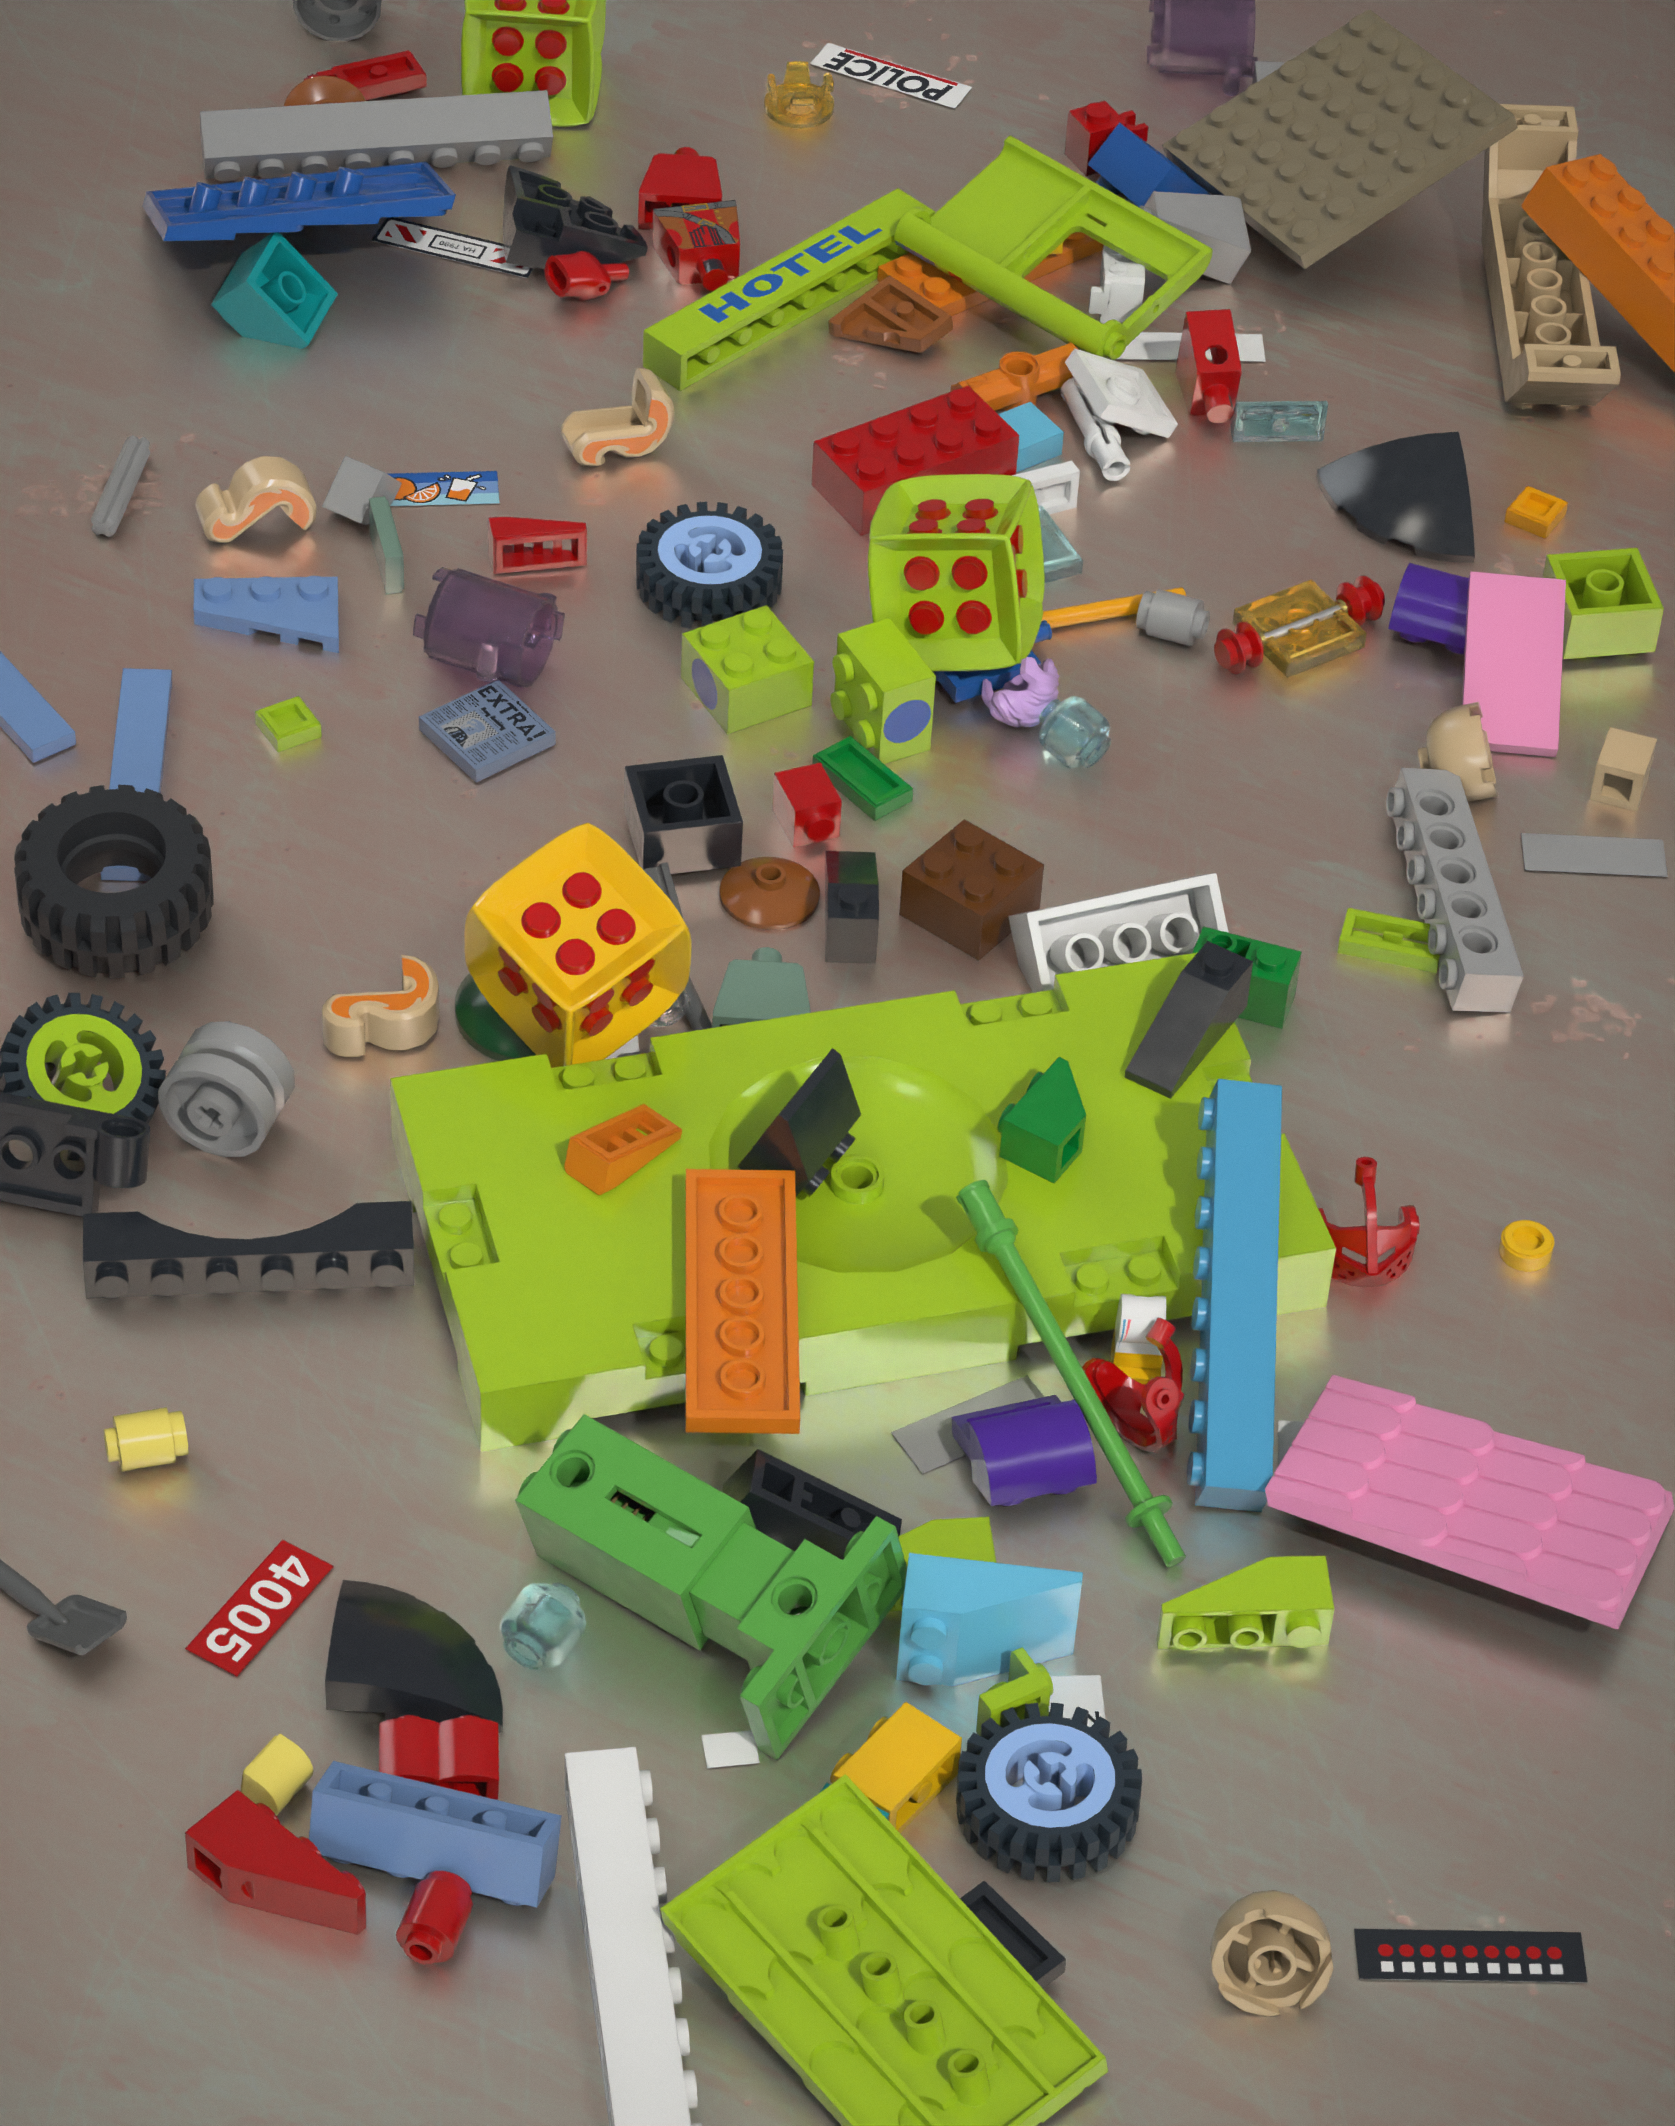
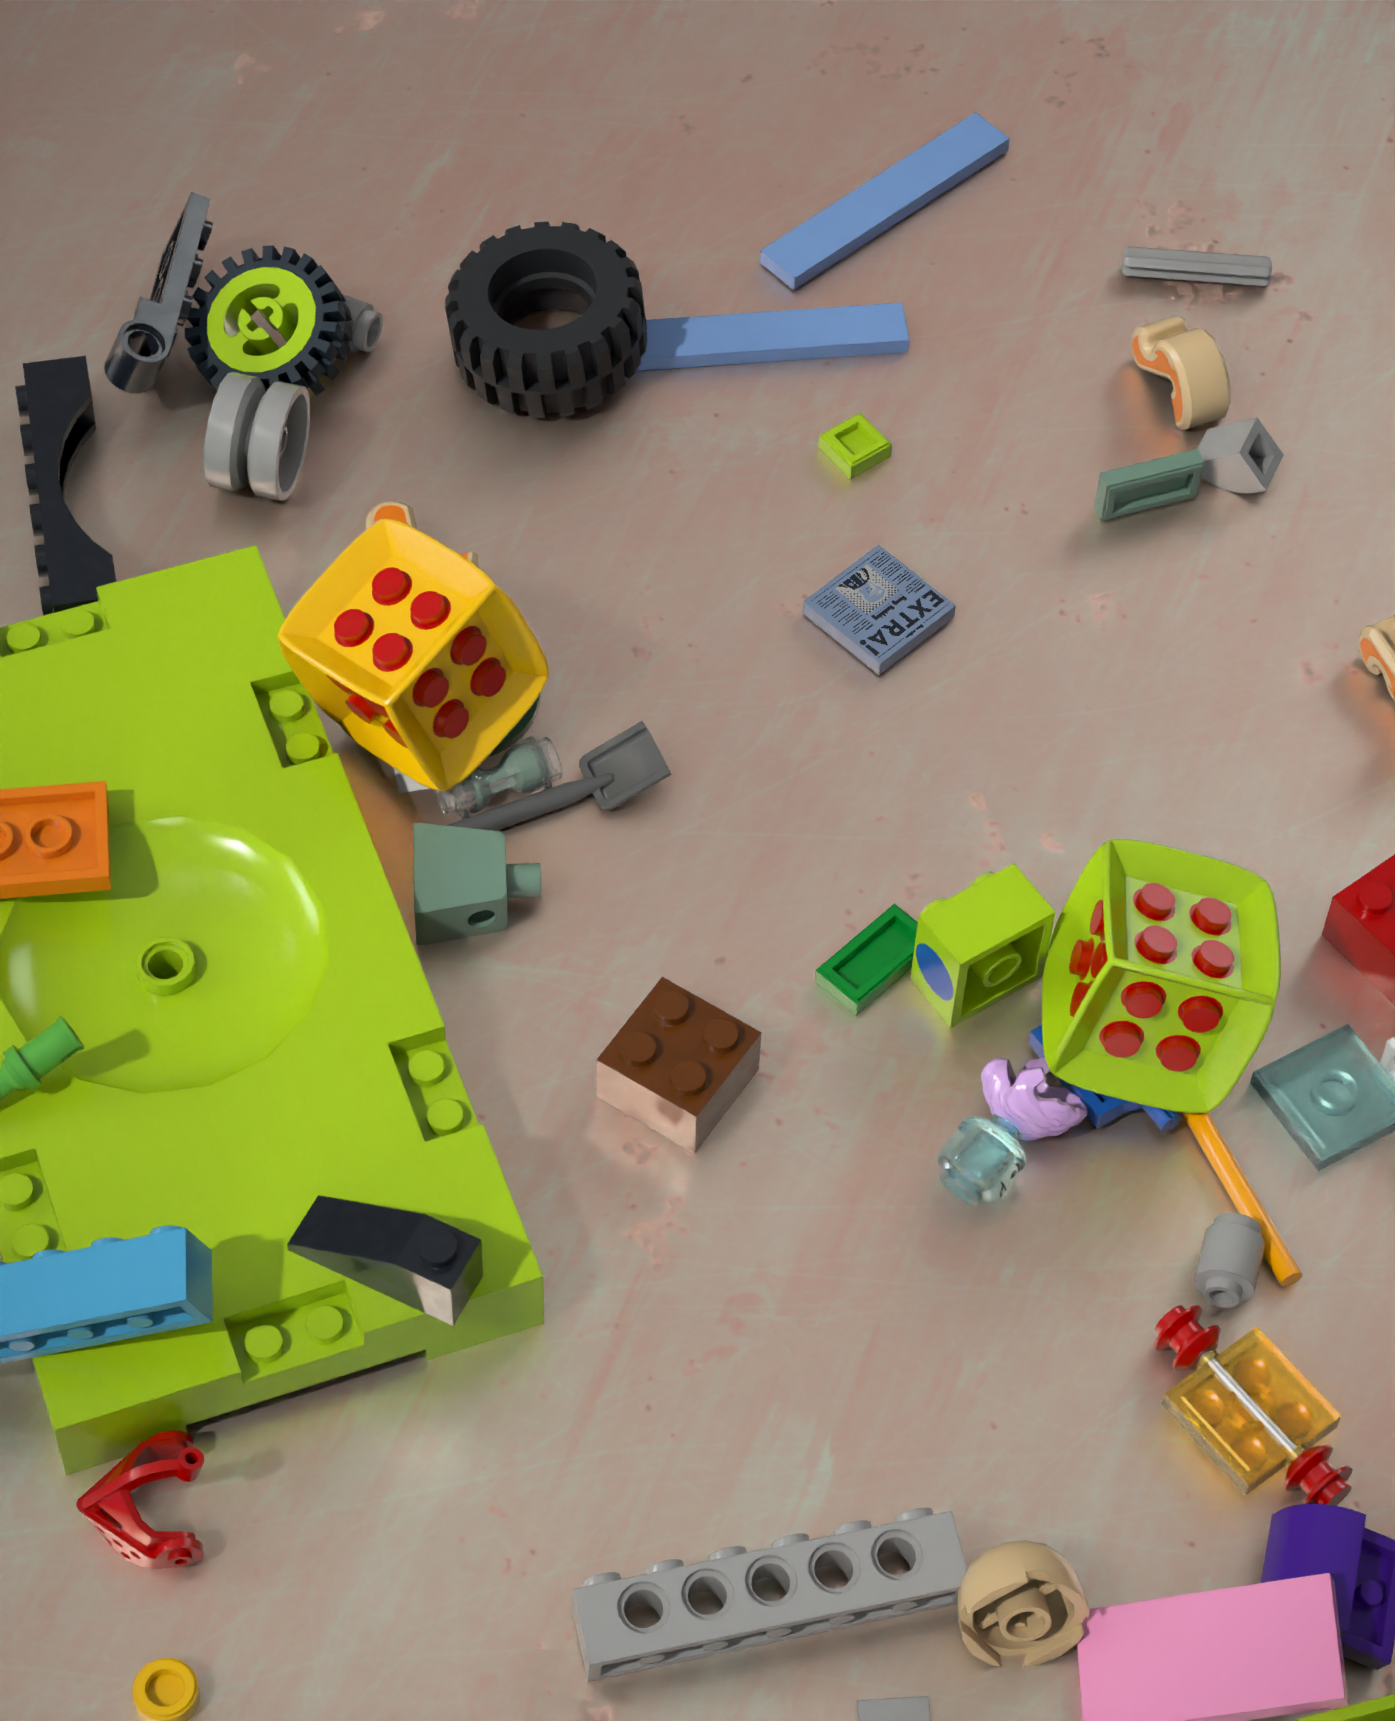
camera: 85 degrees right, 10 degrees up
(276, 605) = (1036, 414): medium blue wing -> none
(446, 488) = (1287, 532): sticker -> none
(489, 627) = (1006, 578): clear purple container -> none
(510, 555) = (1183, 608): red slope -> none
(616, 1150) = (141, 698): orange slope -> none
(683, 814) = (741, 777): black brick -> none
(708, 564) = (1201, 746): black wheel -> none
(747, 669) = (1015, 814): lime brick -> none
(769, 893) = (669, 905): dark orange dish -> none
(806, 805) = (798, 899): red brick -> none
(810, 1127) = (171, 884): black slope -> none
(851, 907) = (634, 948): black slope -> none
(1045, 1125) = (206, 1113): green slope -> none
(1116, 928) = (620, 1227): white slope -> none
(1272, 977) = (567, 1354): green slope -> none
(1391, 946) = (698, 1485): lime tile -> none

